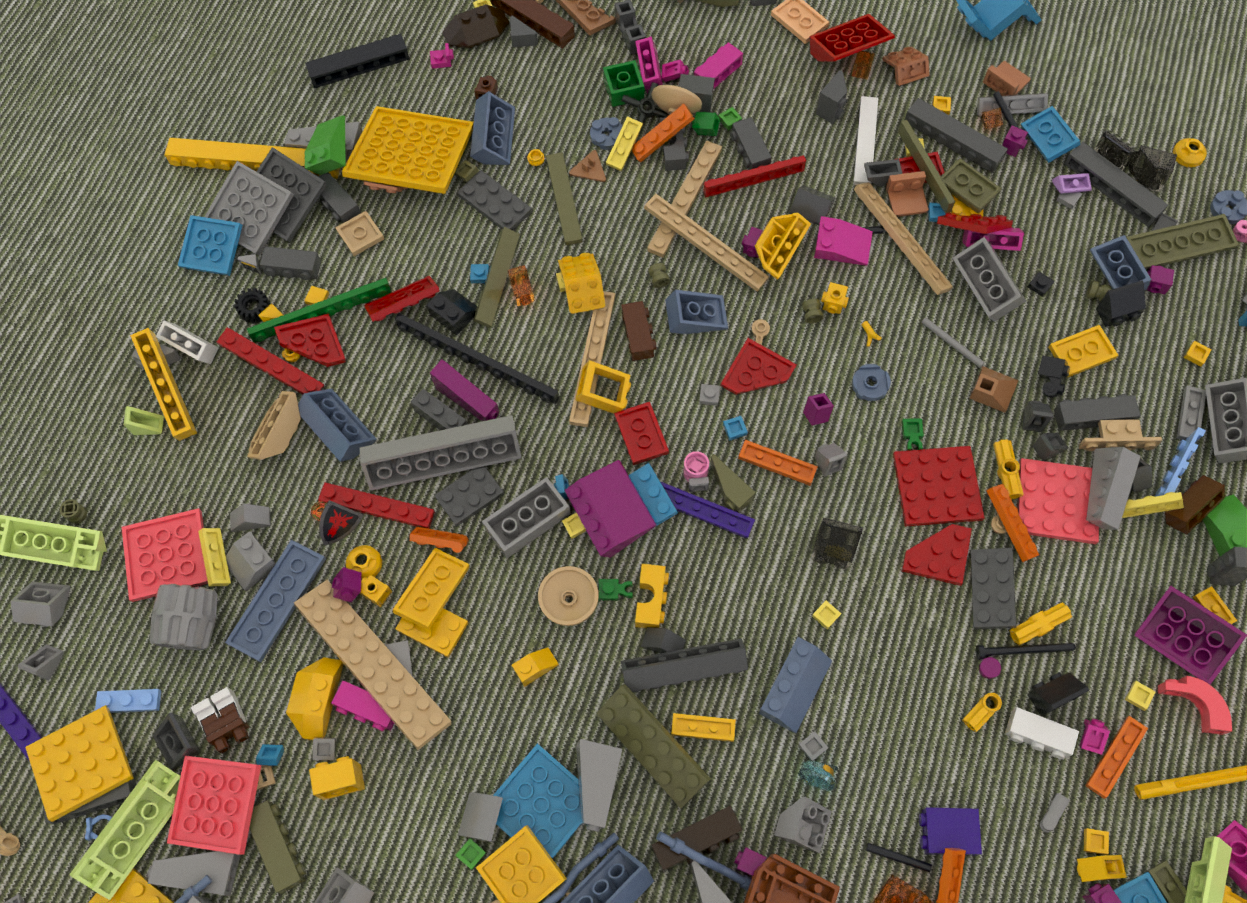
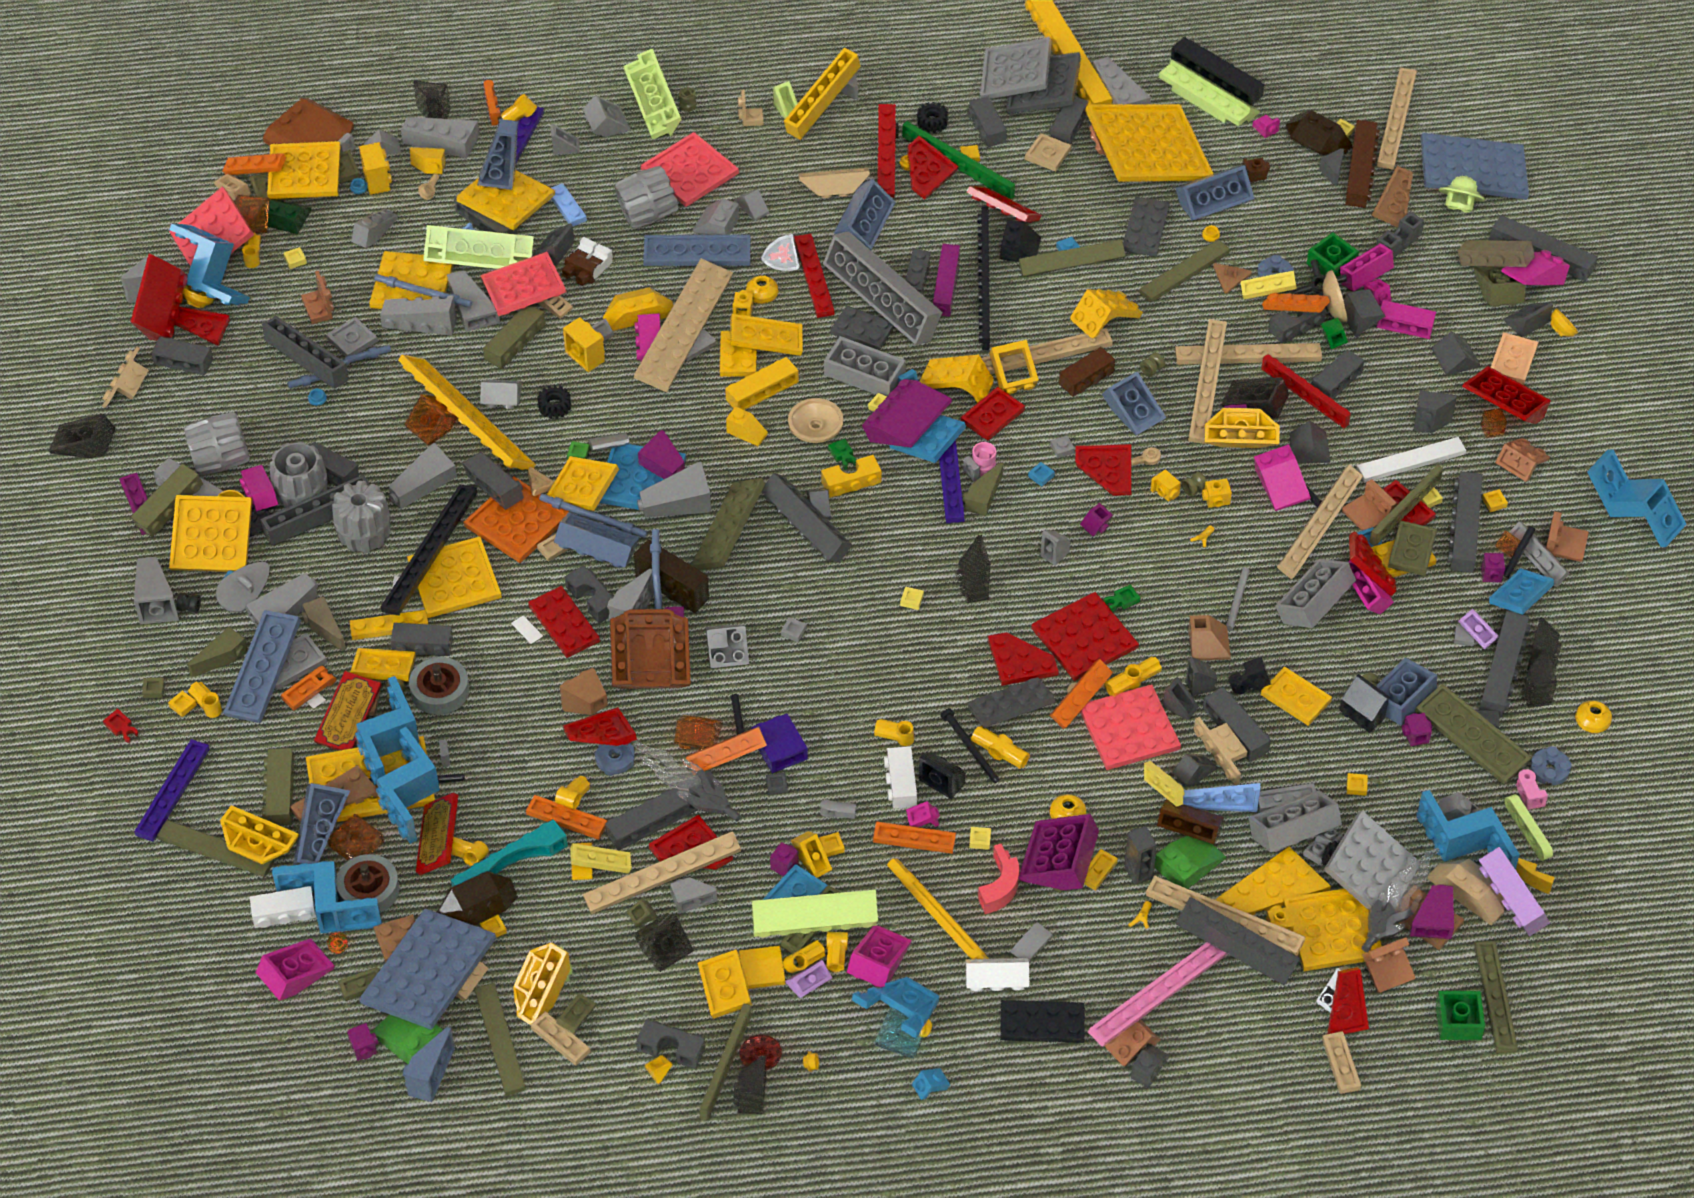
camera: 60 degrees right, 15 degrees down
(39, 749) = (500, 160): none -> sand blue wedge
(136, 462) = (750, 117): none -> tan bracket
(187, 342) = (870, 92): white brick -> none
(210, 245) = (965, 63): dark azure plate -> none
(214, 557) = (706, 196): light yellow plate -> none
(250, 263) = (969, 94): light grey slope -> none
(269, 313) = (933, 130): yellow slope -> none
(270, 755) = (578, 302): dark azure plate -> none
(327, 147) = (1099, 85): bright green slope -> none
(346, 584) = (735, 282): magenta brick -> none
(376, 843) = (554, 394): none -> black tyre
(377, 81) = (1207, 94): none -> yellowish green slope
(439, 538) = (811, 323): orange plate -> none
(466, 171) = (1160, 192): olive plate -> none
(488, 624) = (762, 384): none -> yellow brick
(521, 285) = (1072, 274): clear orange arch -> none
(538, 771) = (661, 456): none -> magenta slope
(581, 442) = (959, 372): none -> yellow bracket
(703, 727) = (764, 553): yellow plate -> none
(729, 117) = (1358, 348): bright green plate -> none
(739, 215) = (1262, 394): none -> clear smoke slope
(772, 56) = (1455, 354): none -> dark grey slope
(777, 462) = (1028, 515): orange plate -> none
(796, 685) = (837, 598): sand blue slope -> none
(803, 333) = (1166, 485): none -> yellow brick
(818, 775) = (772, 636): clear light blue piece -> none
(868, 392) = (1152, 561): sand blue plate -> none
(879, 171) = (1374, 470): dark grey slope -> none
(989, 668) = (938, 727): magenta tile -> none
(994, 858) = (776, 783): none -> dark grey tile
(1040, 284) = (1348, 644): black plate -> none
(1110, 485) = (1159, 746): light grey wedge -> none
(1126, 607) = (1057, 809): none -> yellow piece

